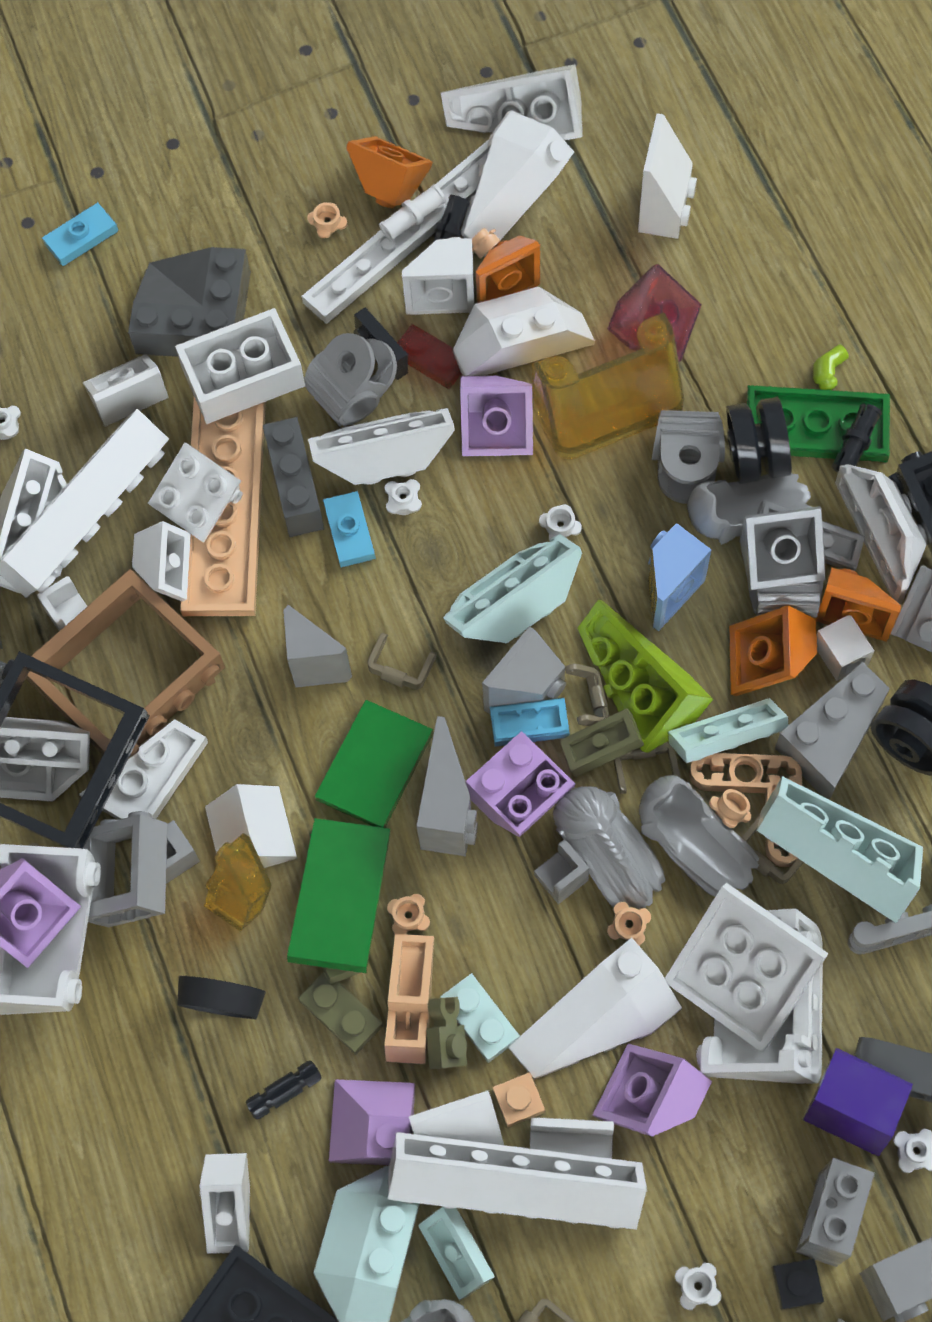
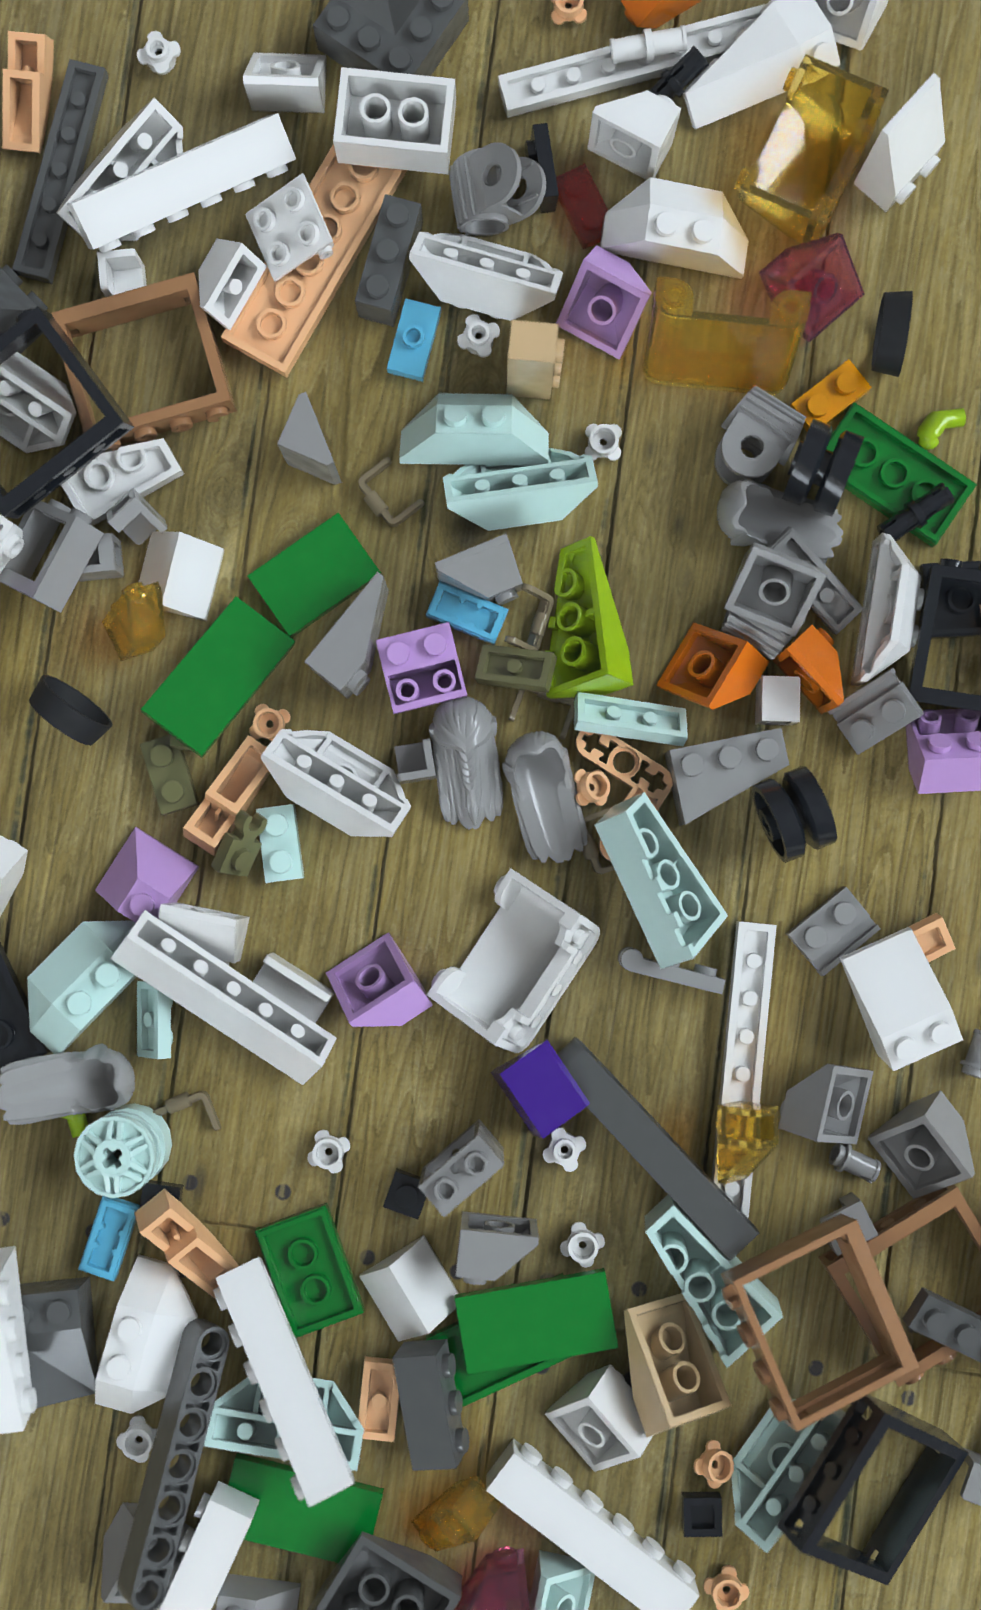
camera: 25 degrees right, 20 degrees up
(187, 797) = (135, 517): none -> light grey panel
(283, 1090) = (88, 812): black axle -> none
(445, 573) = (474, 432): none -> light aqua wedge
(464, 482) = (534, 359): none -> tan wedge
(484, 242) = (698, 115): light nougat plate -> none
(503, 929) = (337, 782): none -> white wedge
(508, 269) = (702, 157): orange slope -> none
(519, 1100) = (273, 927): light nougat plate -> none
(592, 219) = (812, 149): none -> clear yellow windscreen
(607, 1008) = (383, 897): white wedge -> none
(623, 913) = (446, 846): light nougat plate -> none
(675, 572) = (672, 550): light blue slope -> none
(727, 387) = (832, 394): none -> light orange plate
(745, 315) = (892, 332): none -> black tyre
(745, 967) = (513, 933): white plate -> none

